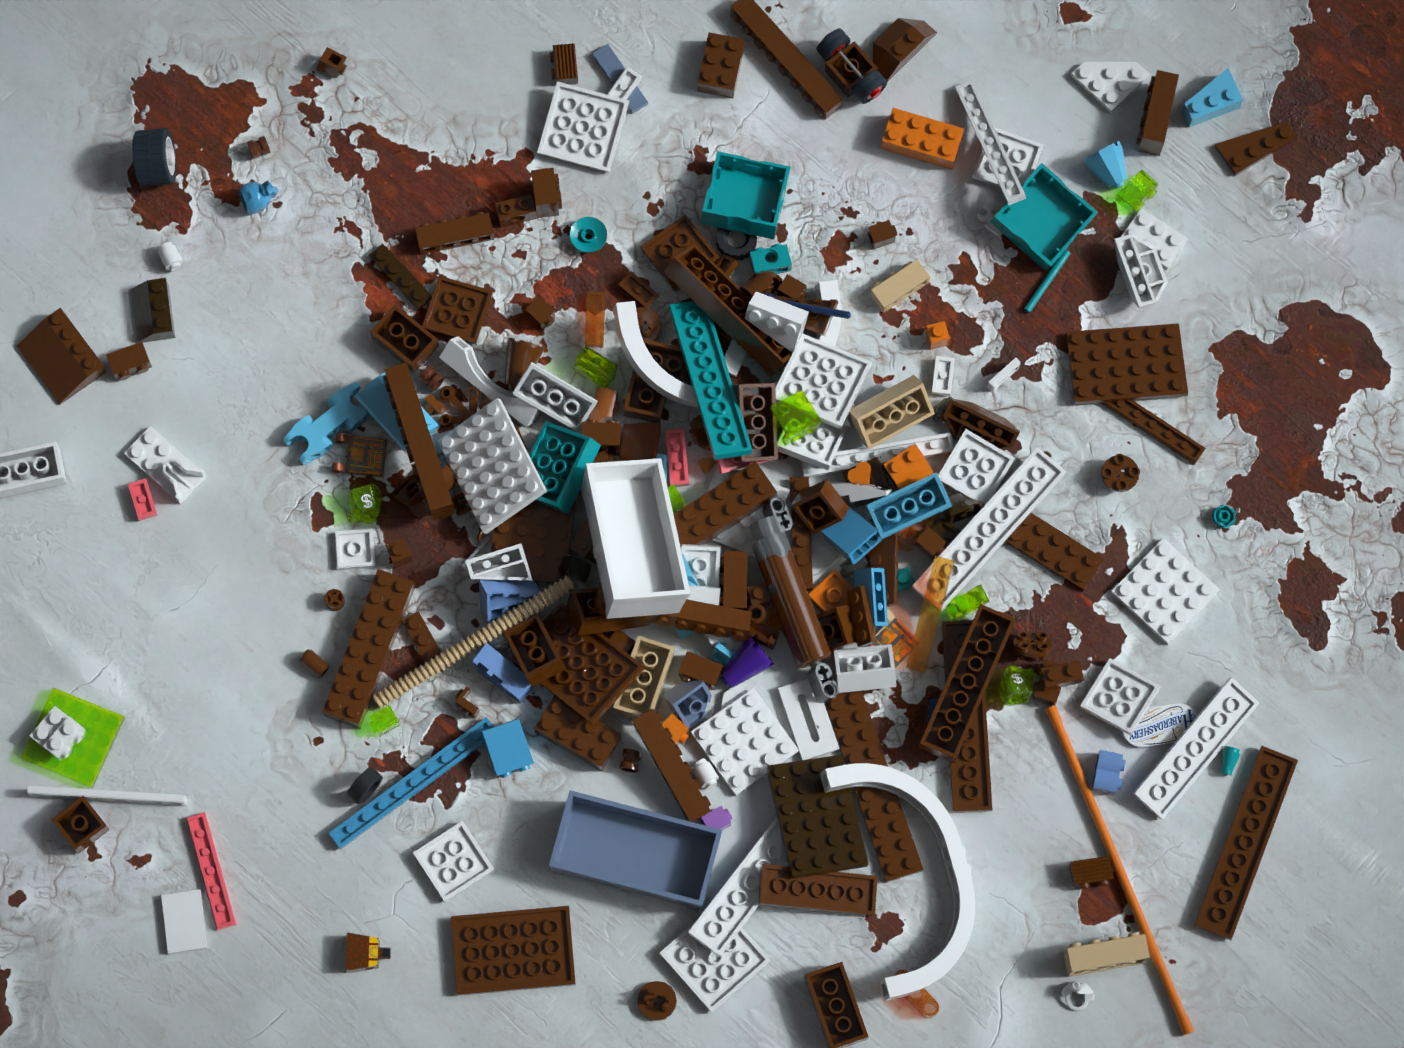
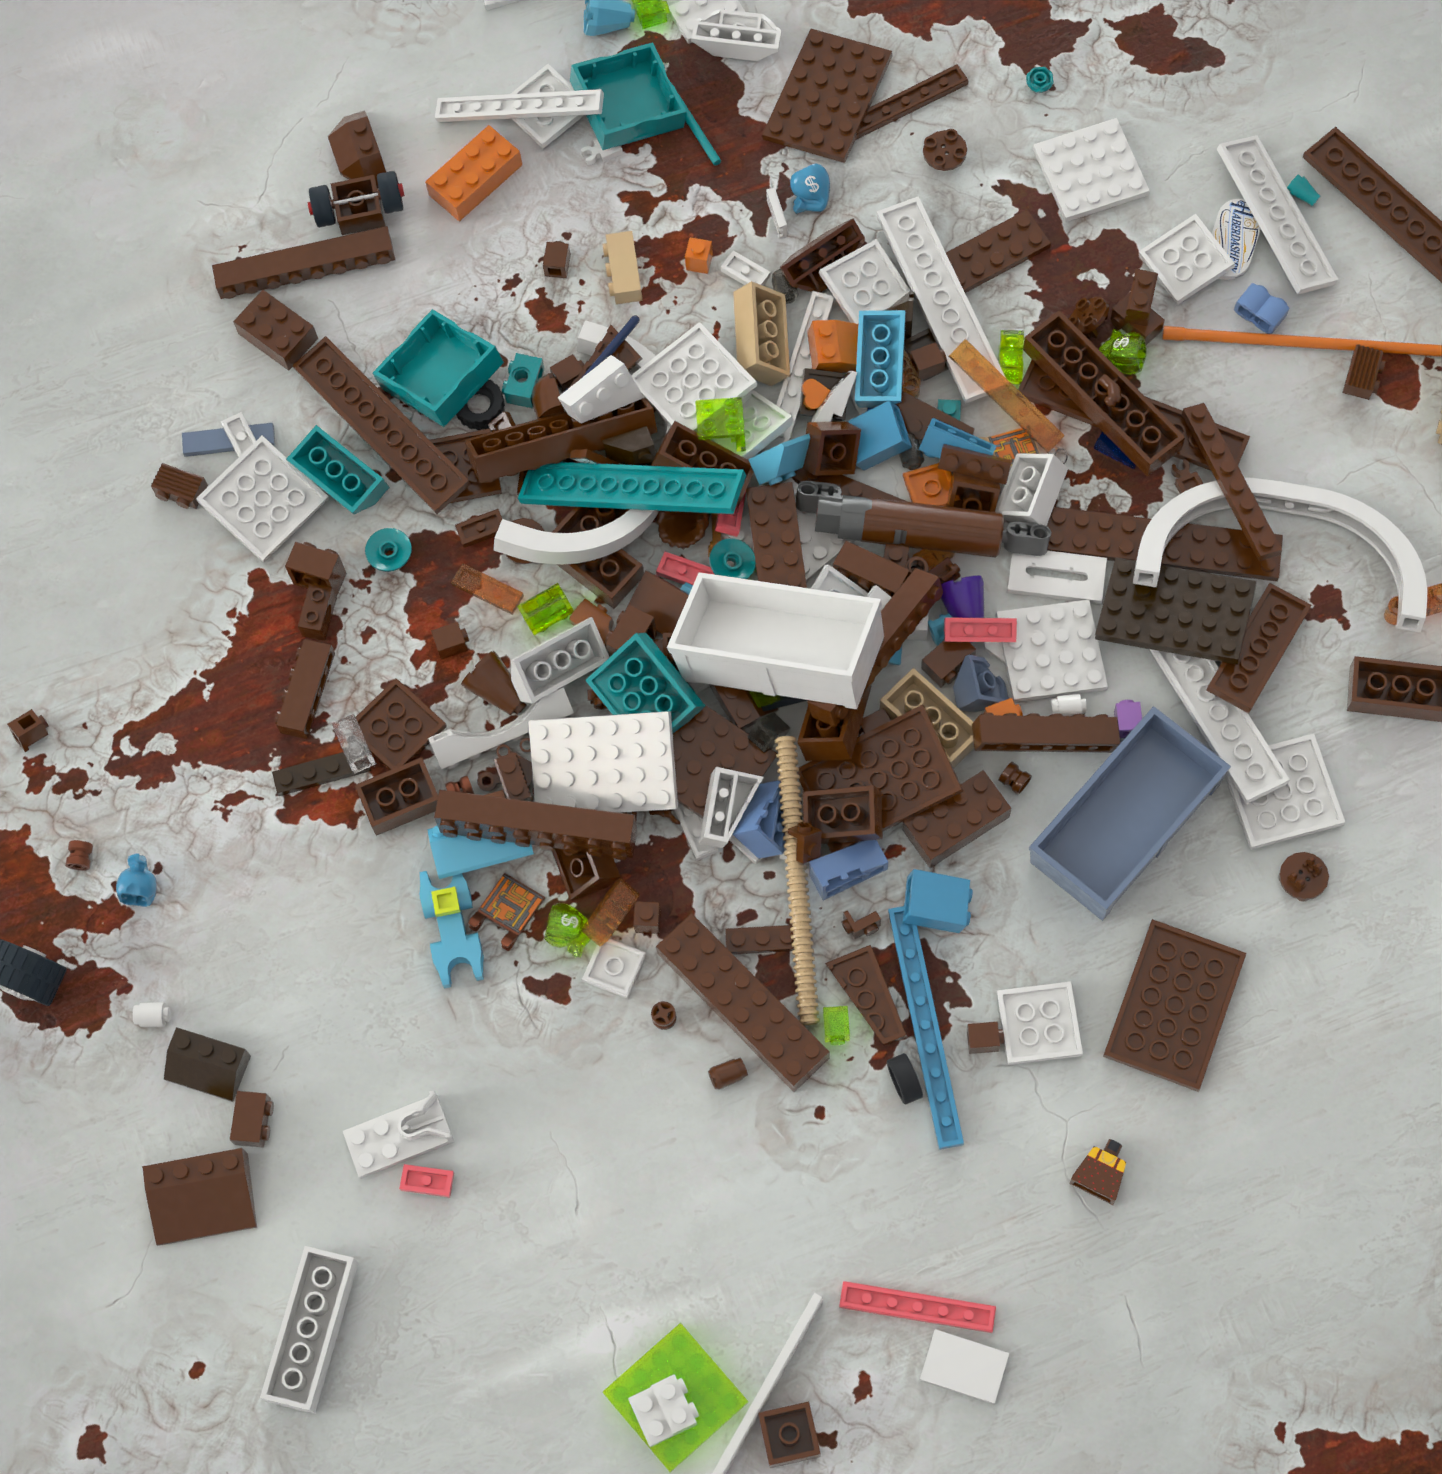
camera: 55 degrees left, 5 degrees down
(340, 410) = (445, 901): none -> neon yellow plate
(389, 526) = (610, 912): none -> clear orange beam
(423, 827) = (984, 1037): none -> reddish brown brick
(425, 726) = (868, 990): none -> reddish brown wing
(426, 287) = (353, 743): none -> clear brick
(452, 410) = (513, 777): none -> reddish brown brick
(499, 634) = (807, 841): none -> reddish brown bracket
(629, 168) = (337, 471): none -> teal slope
(682, 178) = (381, 425): none -> reddish brown plate
(698, 469) = (734, 551): none -> teal dish
(724, 342) = (589, 456): none -> reddish brown tile
(728, 681) = (980, 629): none -> coral plate
(748, 366) = (631, 447): none -> dark brown slope
(788, 474) = (780, 461): none -> medium azure slope
(933, 781) = (1185, 479): none -> reddish brown plate
(941, 810) = (1231, 482): none -> reddish brown plate
(964, 689) = (1113, 390): none -> reddish brown arm
(1035, 390) = (811, 188): none -> dark azure piece

